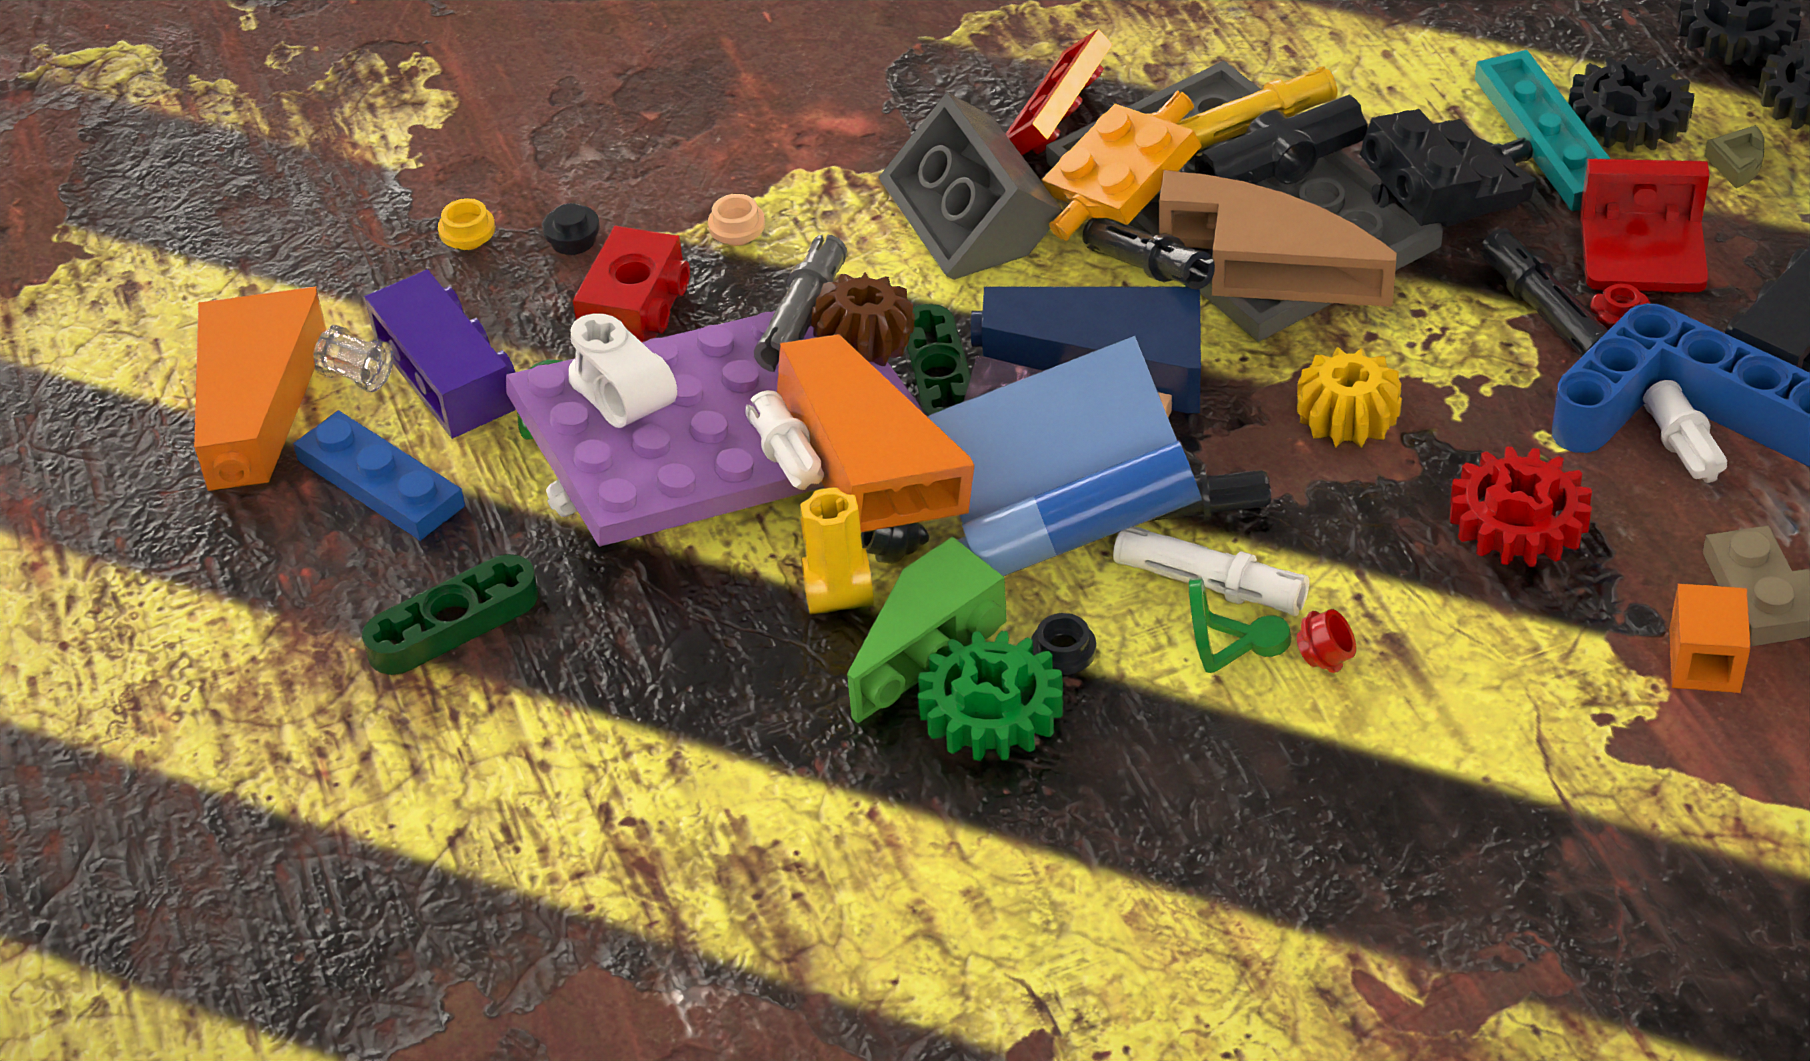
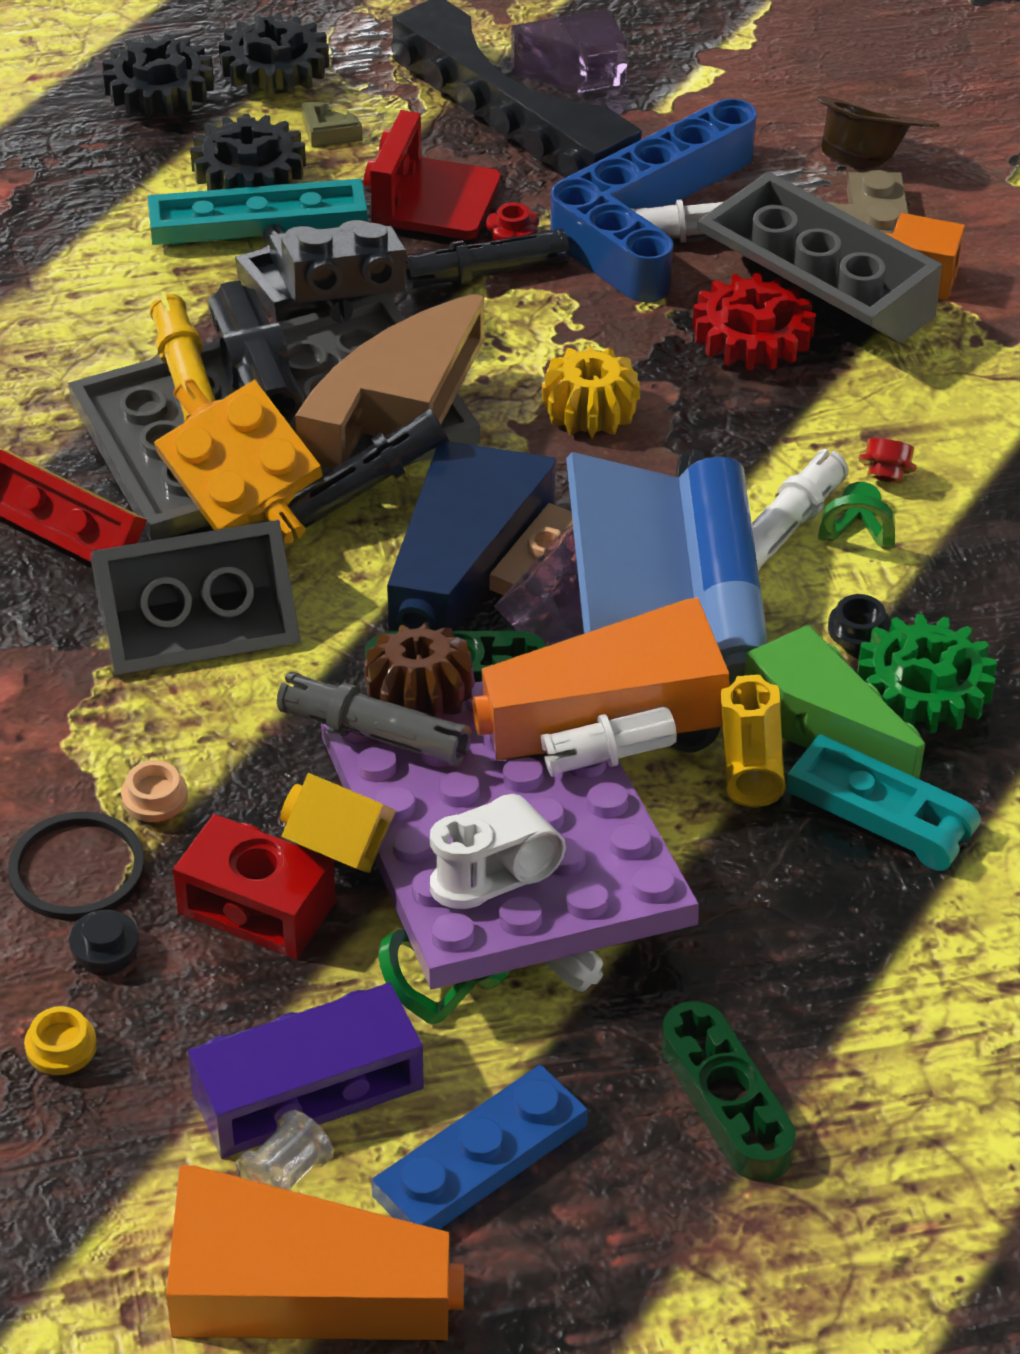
camera: 85 degrees left, 0 degrees up
(663, 170) = (72, 819): none -> black piece
(666, 295) = (335, 822): none -> yellow slope
(806, 683) = (884, 801): none -> teal plate
(1620, 534) = (829, 254): none -> dark grey slope

